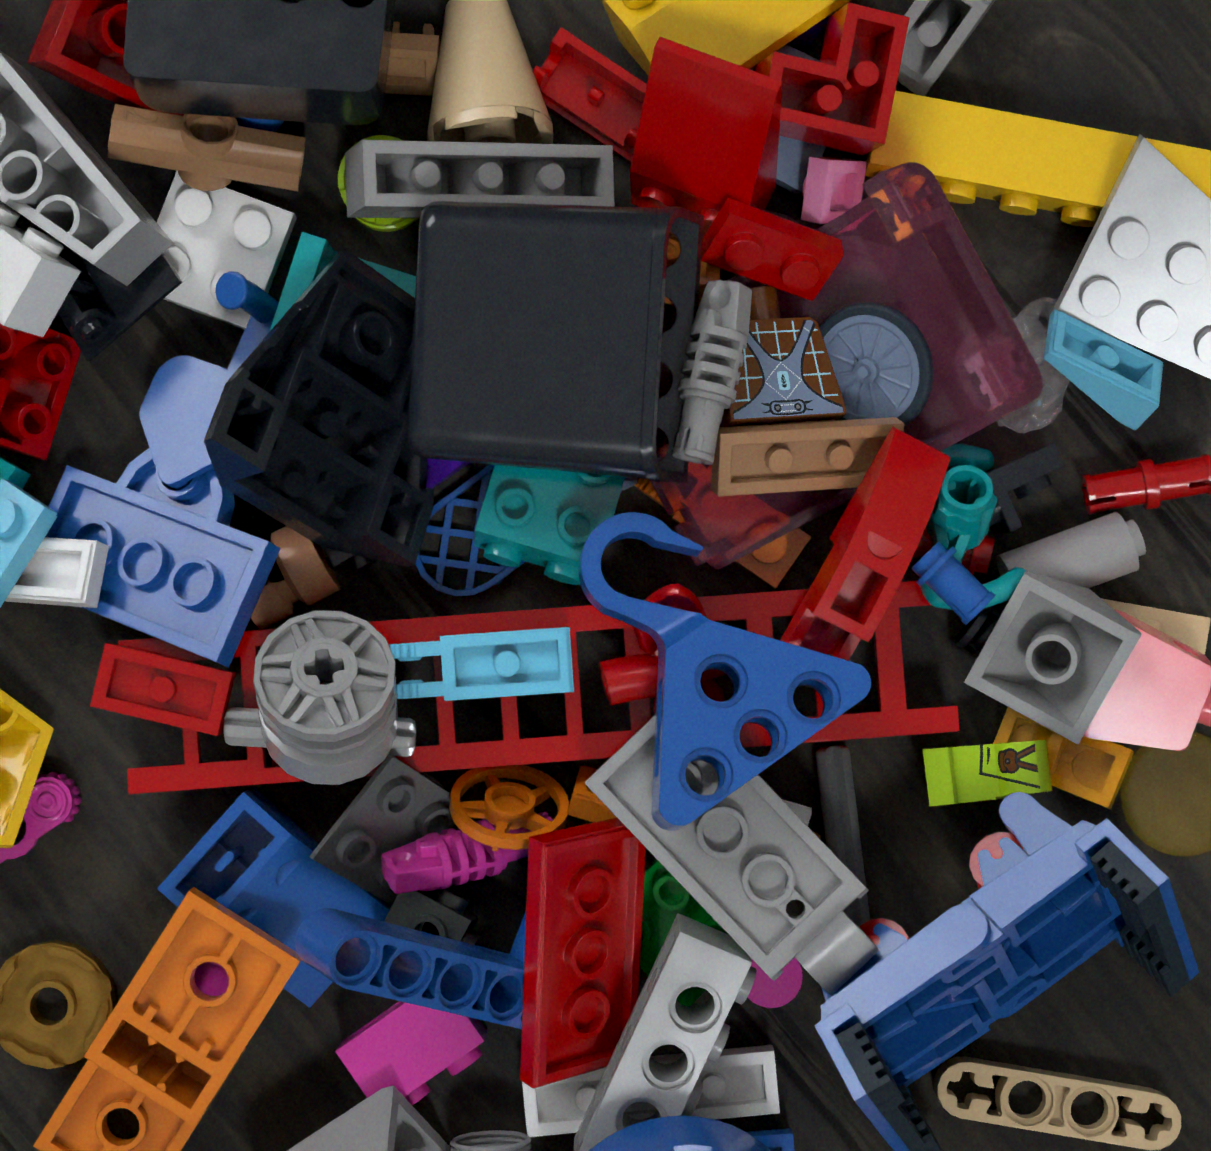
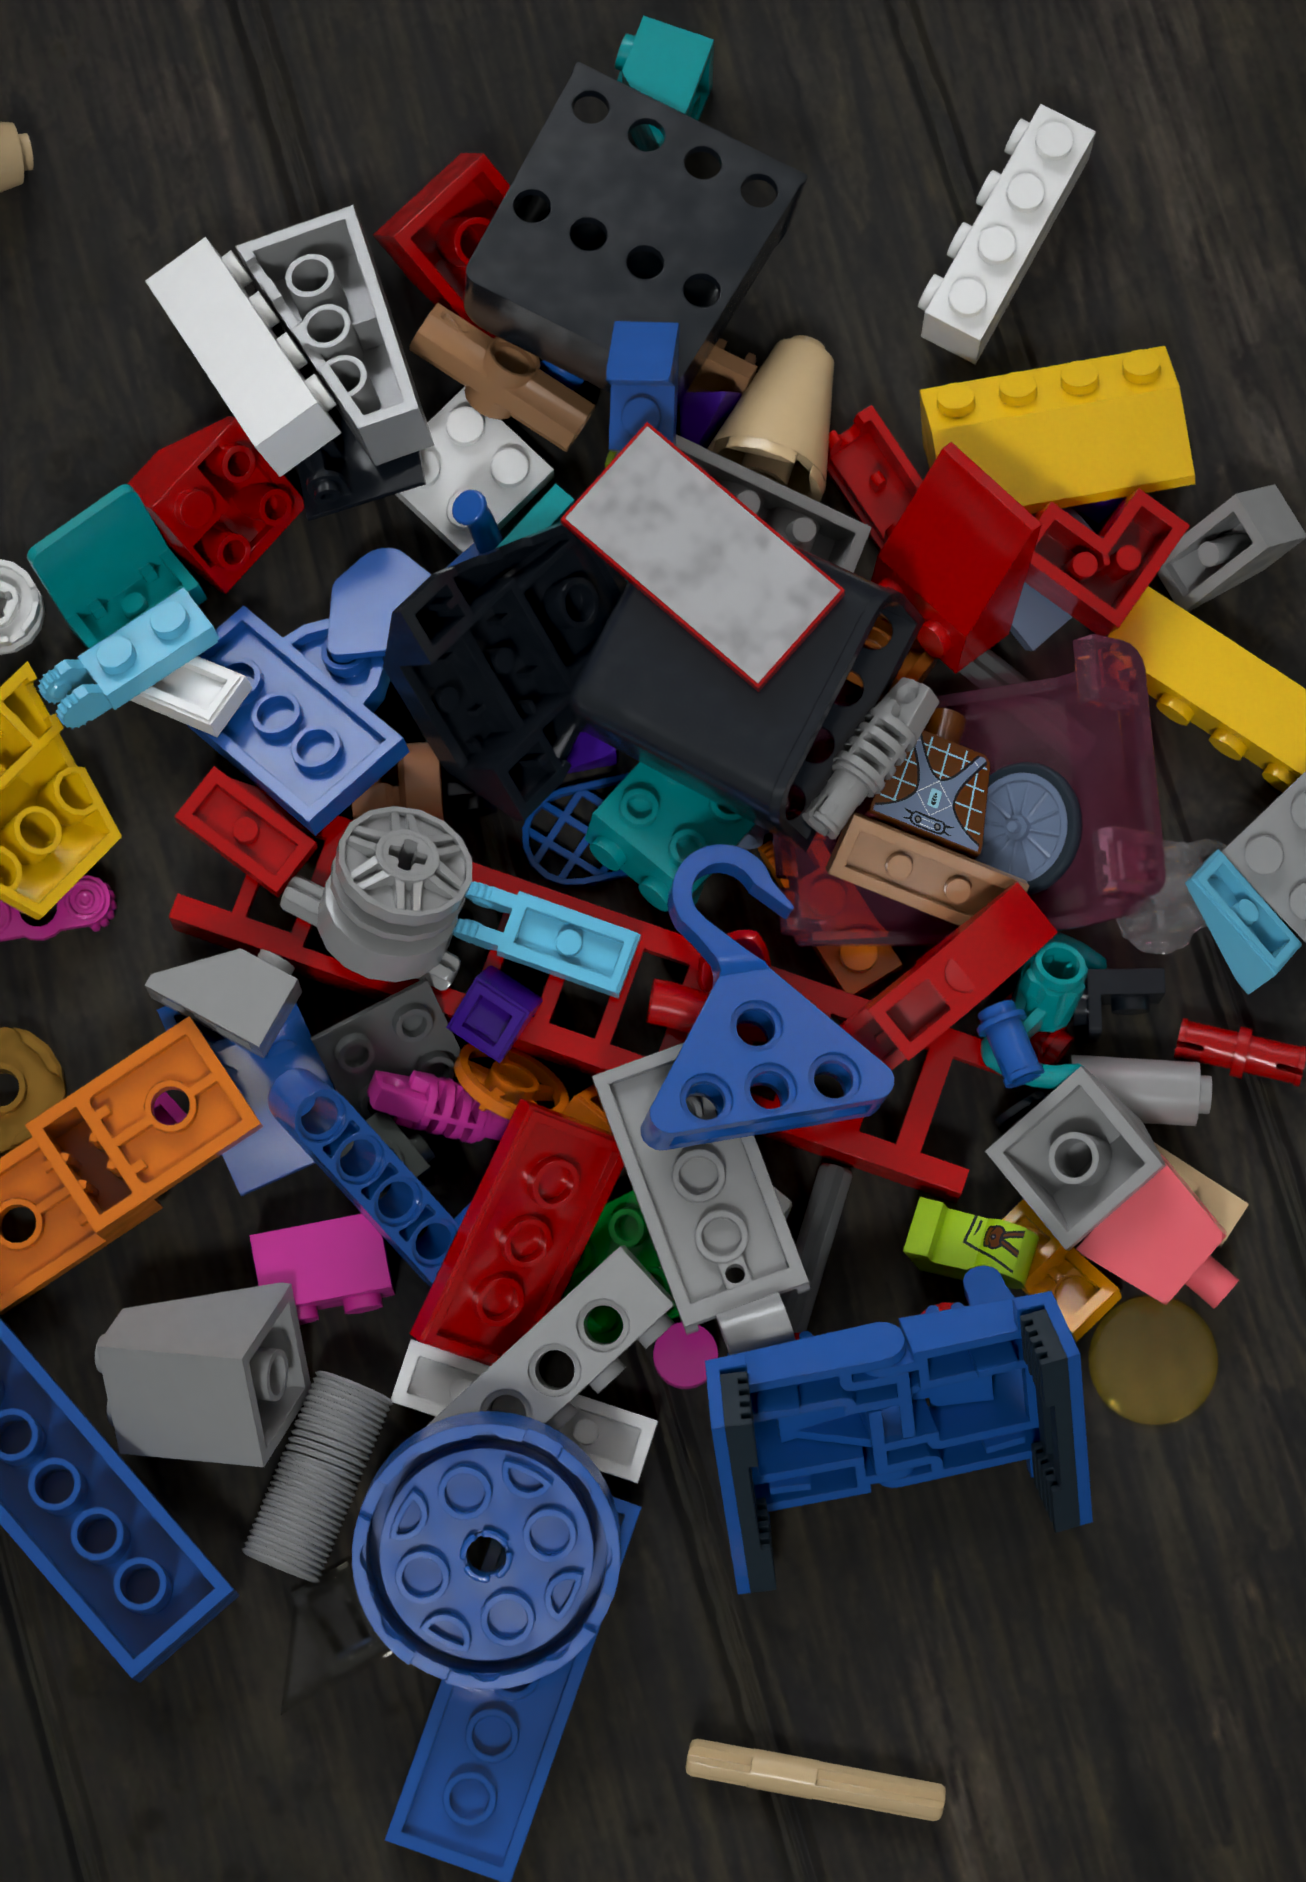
camera: 25 degrees right, 10 degrees down
(221, 853) = (232, 995): none -> light grey slope
(344, 109) = (642, 380): none -> blue slope
(410, 106) = (704, 414): none -> dark purple slope
(466, 753) = (494, 1013): none -> dark purple slope
(476, 257) = (702, 556): none -> flat silver tile
(771, 249) = (975, 680): red plate -> none
(831, 188) = (1051, 651): bright pink plate -> none
(1054, 1112) = (910, 1586): tan beam -> none

